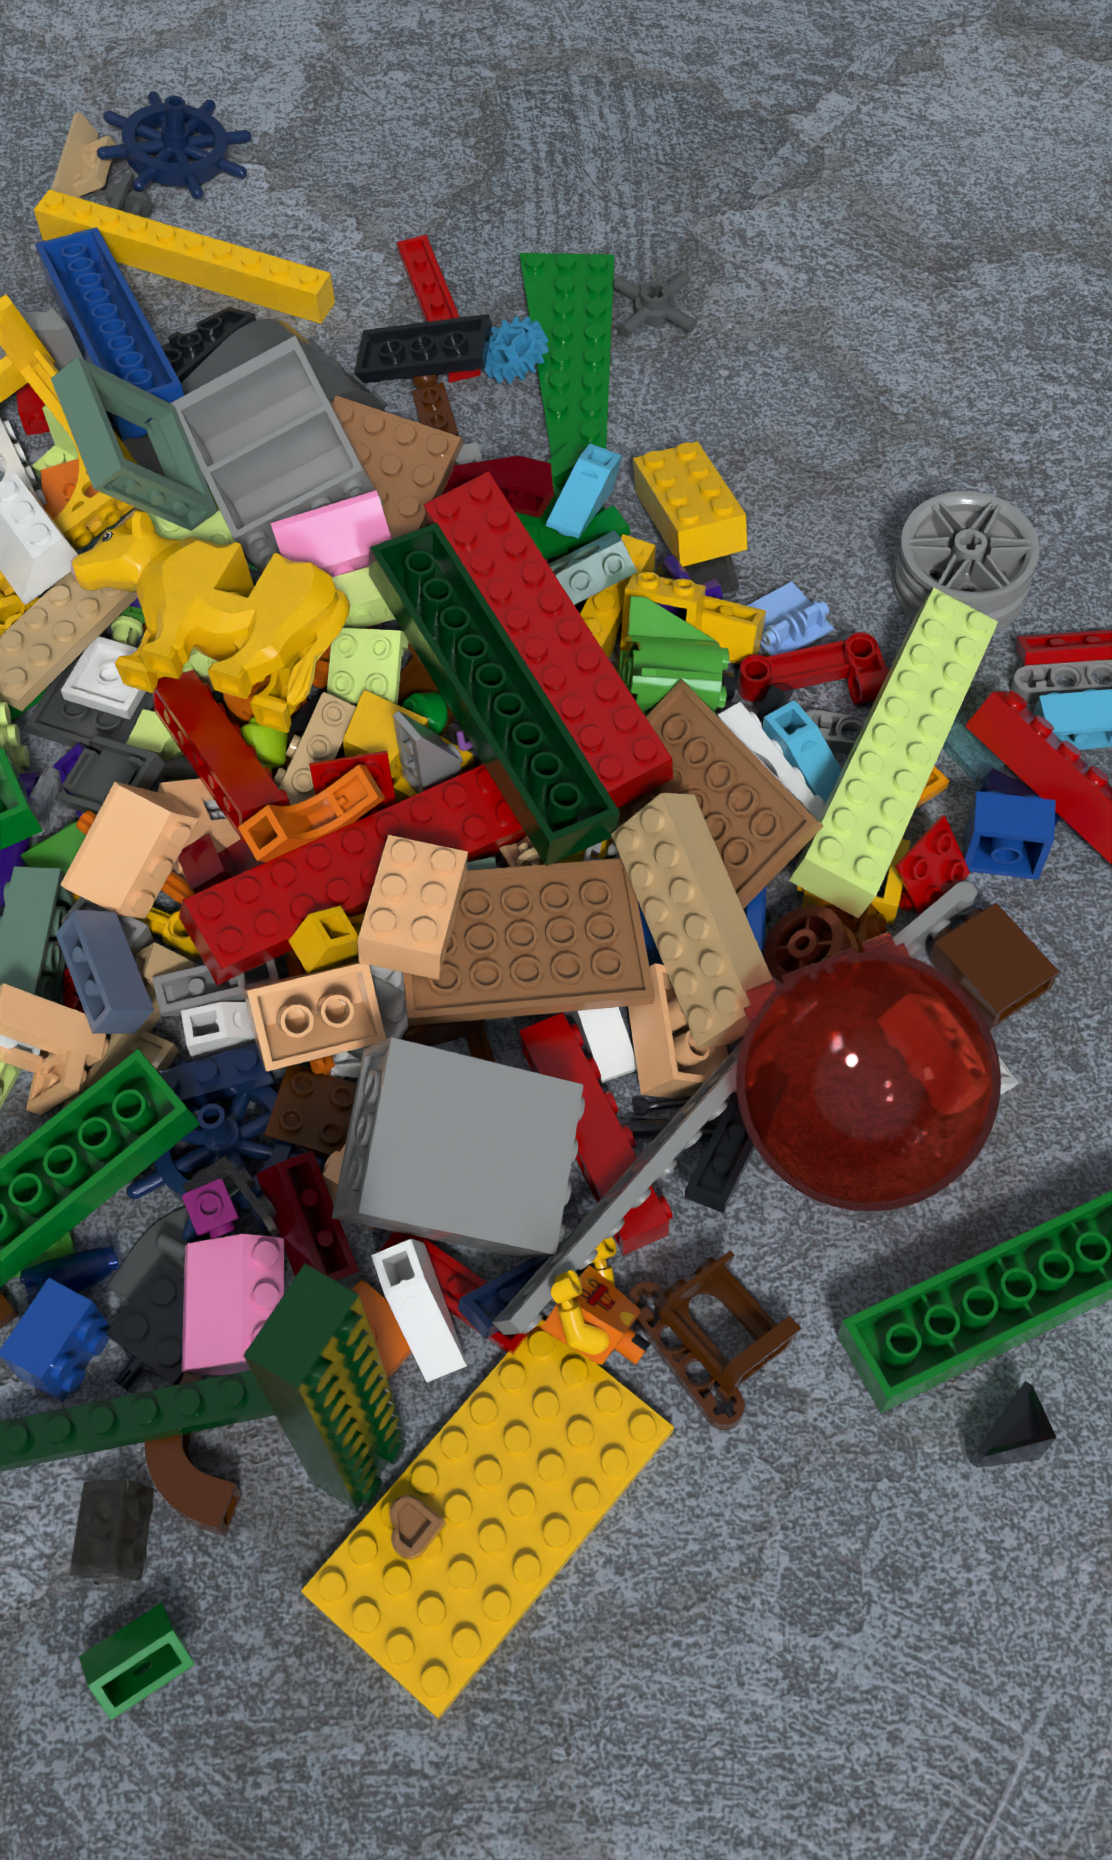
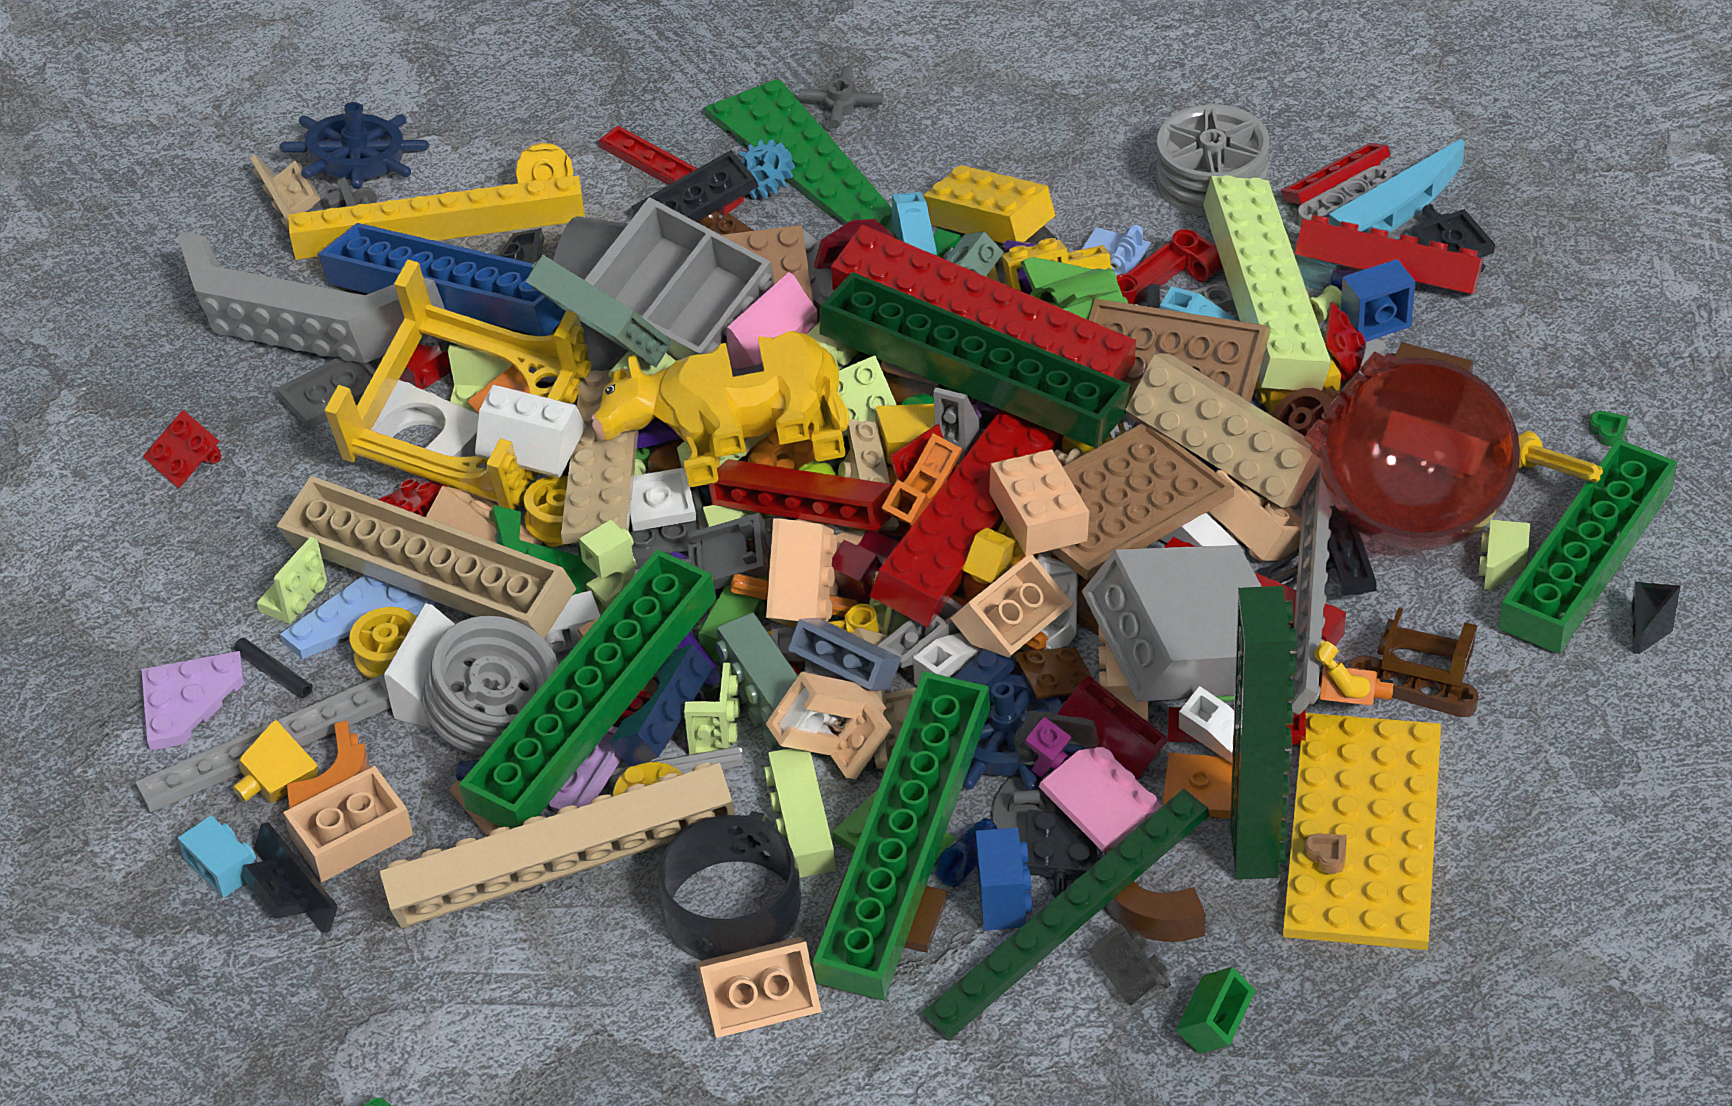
camera: 30 degrees left, 15 degrees down
(311, 245) = (542, 162): none -> yellow tile
(915, 1242) = (1506, 551): none -> yellowish green slope
(955, 803) = (1322, 303): none -> yellowish green bush
(1039, 1121) = (1534, 454): none -> yellow axle

